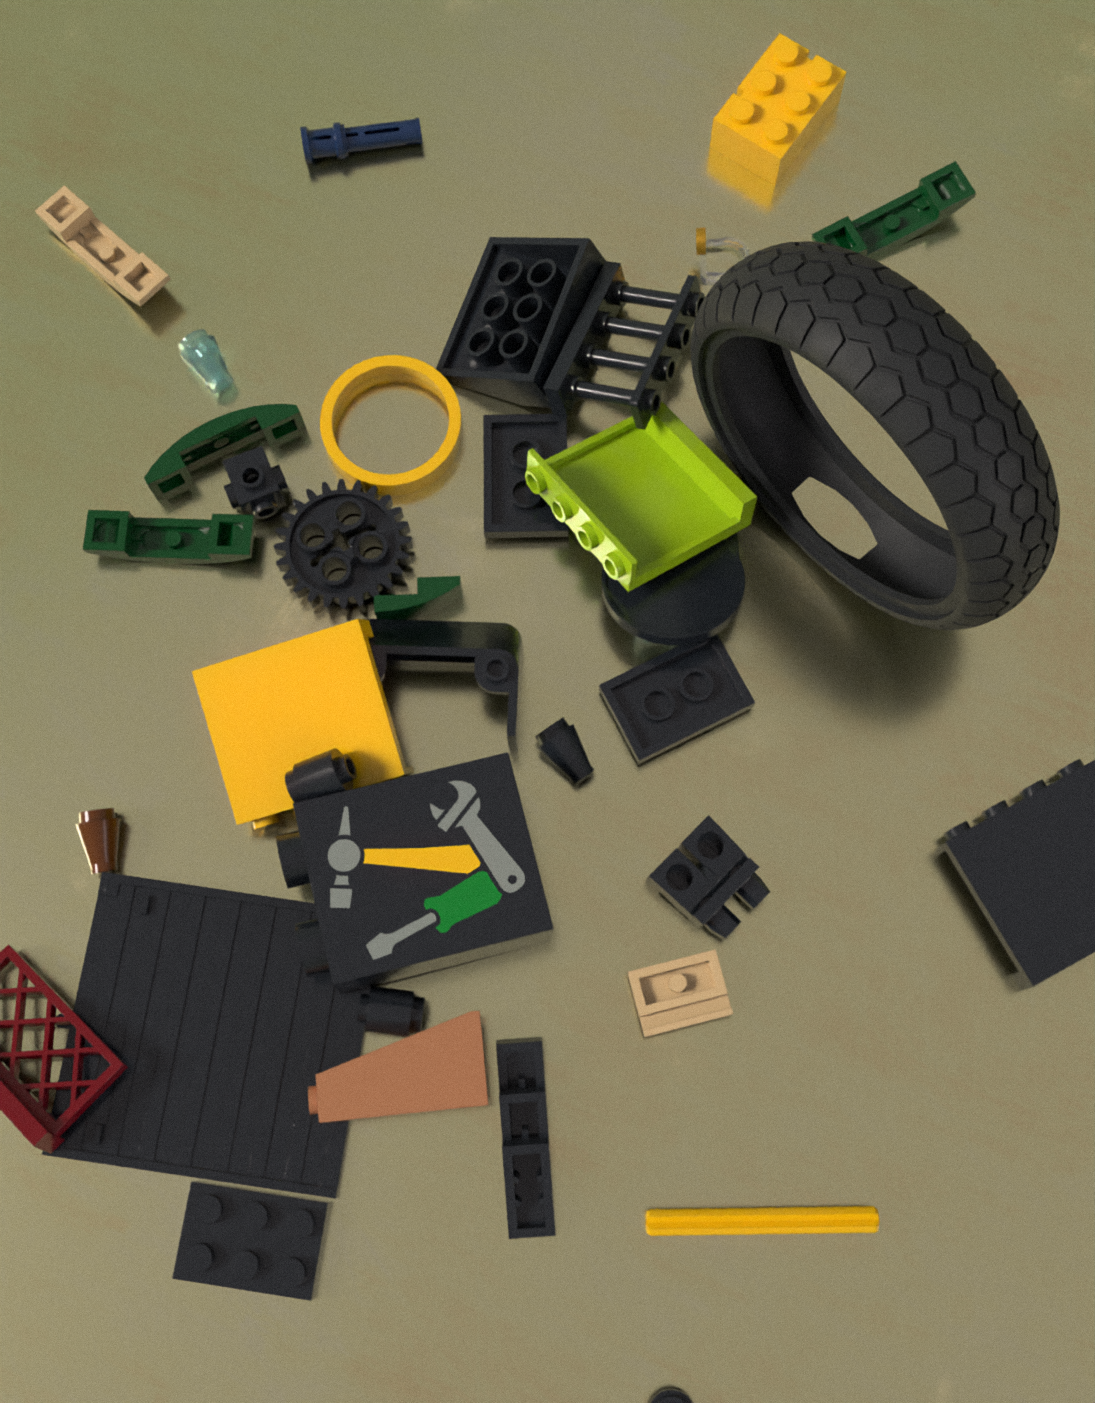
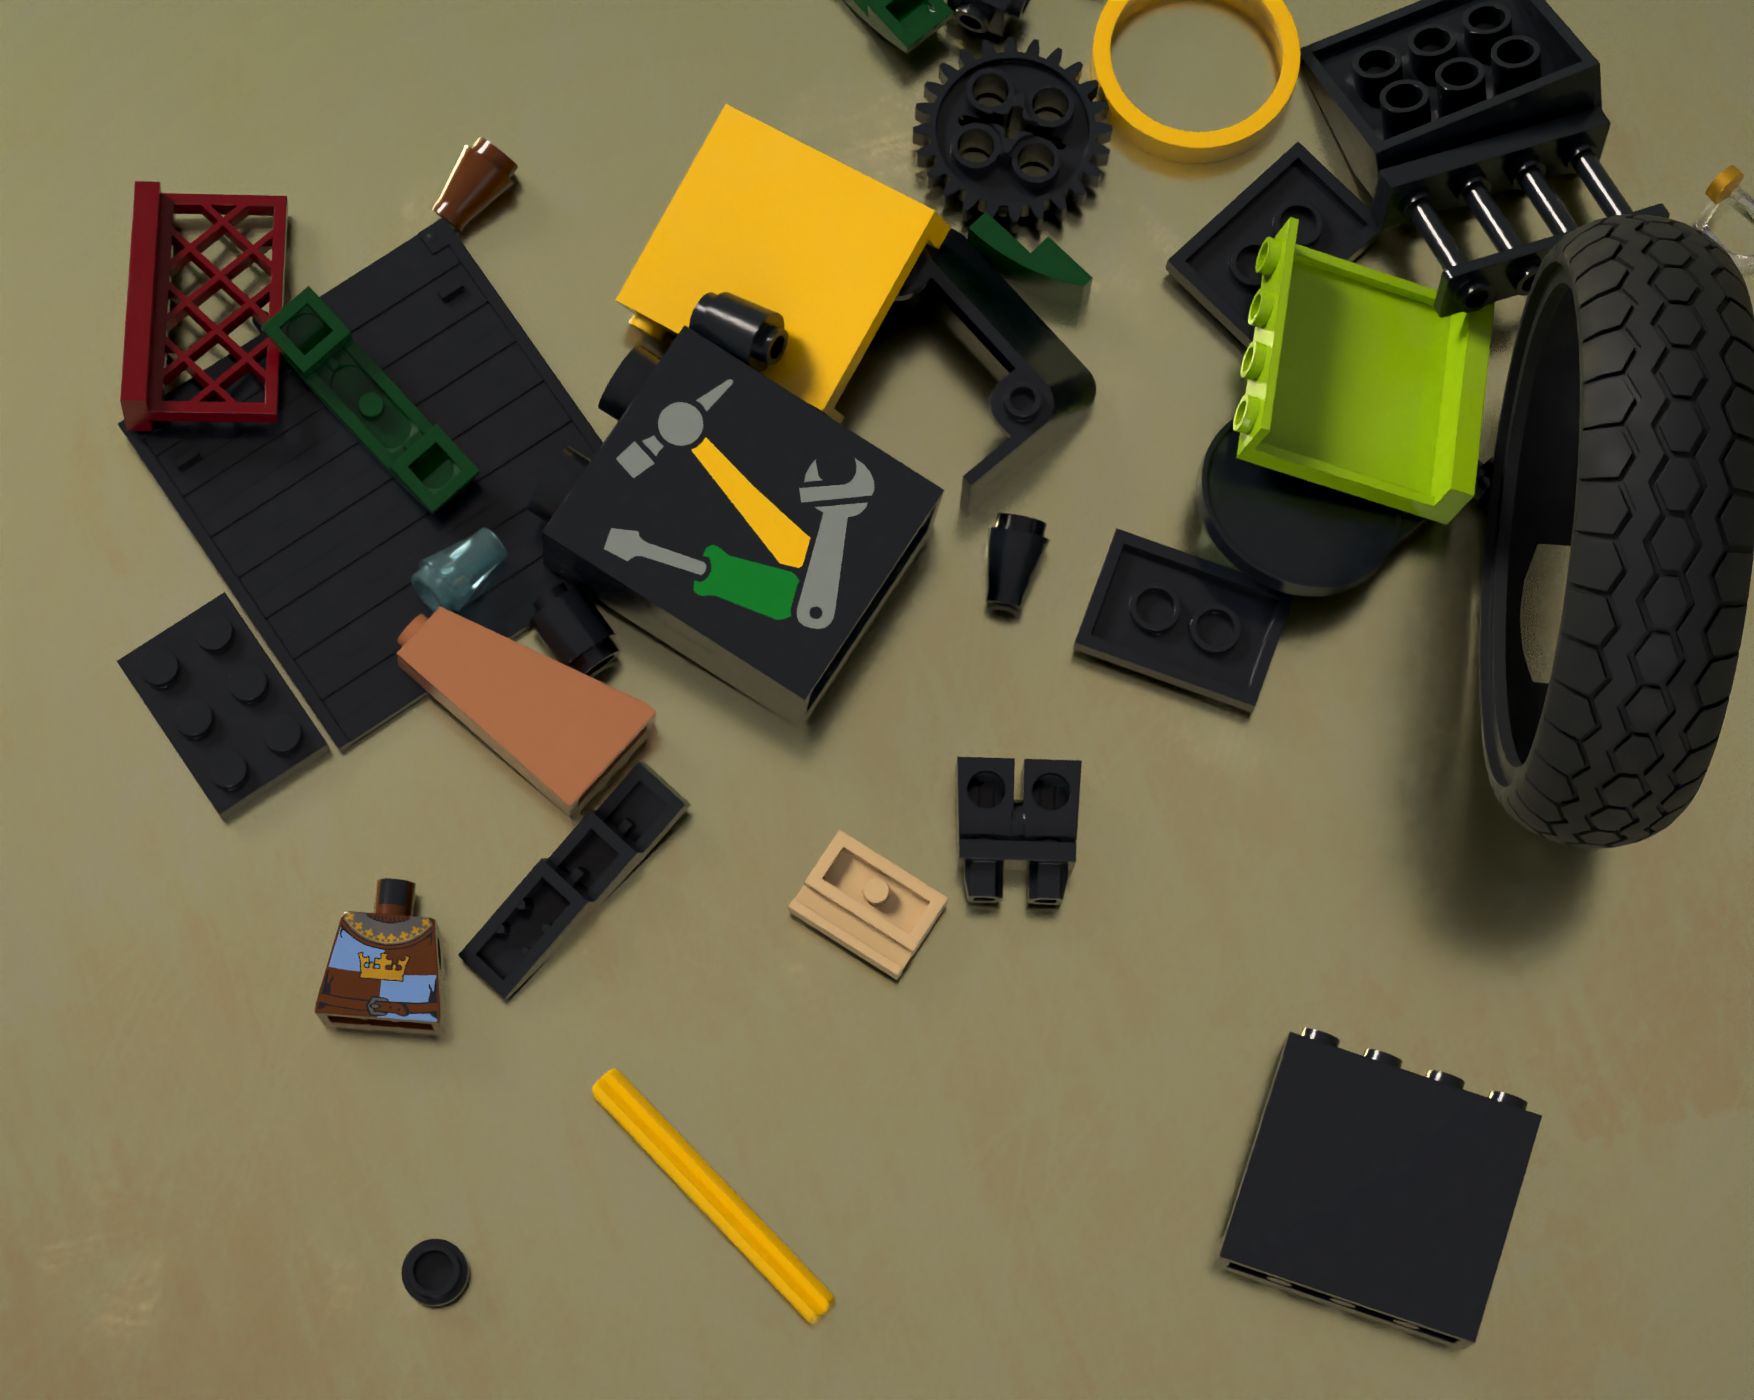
camera: 40 degrees right, 0 degrees up
(164, 1006) = (368, 401): none -> dark green slope
(302, 1045) = (457, 571): none -> clear light blue cone
(481, 1286) = (385, 967): none -> torso

